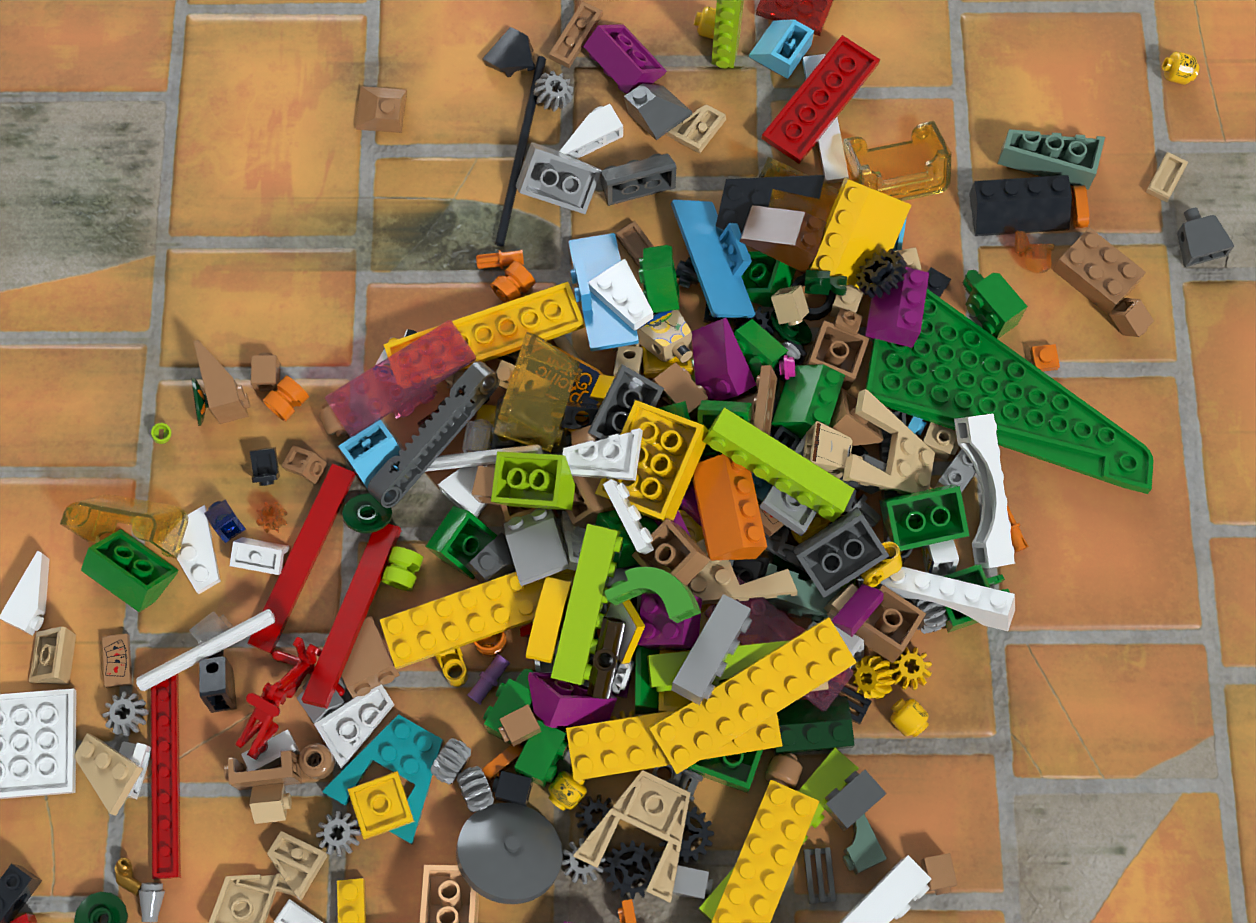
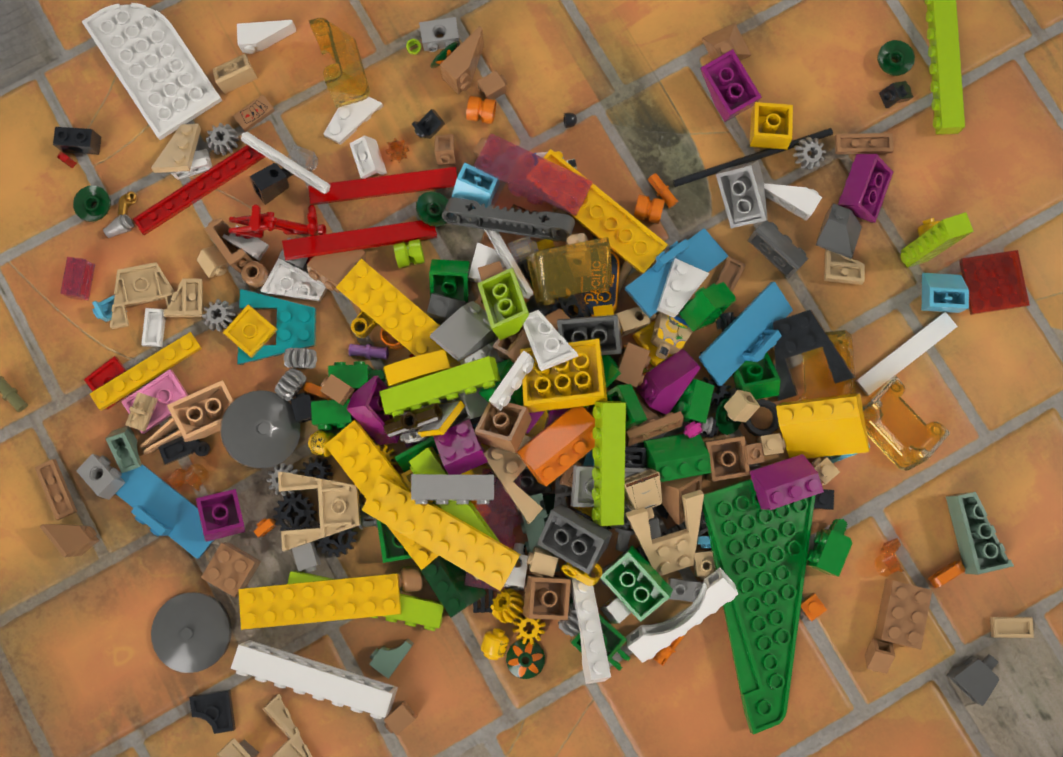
camera: 65 degrees right, 10 degrees up
(128, 569) = (308, 87): green slope -> none
(166, 383) = (431, 29): none -> light grey brick
(224, 520) = (377, 121): clear blue slope -> none
(358, 312) = (569, 120): none -> black hinge
(429, 126) = (729, 85): none -> magenta slope
(500, 110) = (771, 125): none -> yellow brick
(511, 53) = (821, 108): black slope -> none
(675, 594) = (474, 437): bright green arch -> none
(784, 235) = (790, 373): reddish brown slope -> none
(820, 99) = (918, 342): red plate -> none
(821, 282) = (772, 419): dark green plate -> none
(831, 888) = (344, 647): dark grey tile -> none
(854, 799) = (413, 636): dark grey brick -> none
(858, 609) = (540, 572): magenta slope -> none
(881, 273) = (802, 458): black gear -> none
(944, 707) = (533, 652): none -> dark green dish
(1021, 205) = (921, 531): black slope -> none

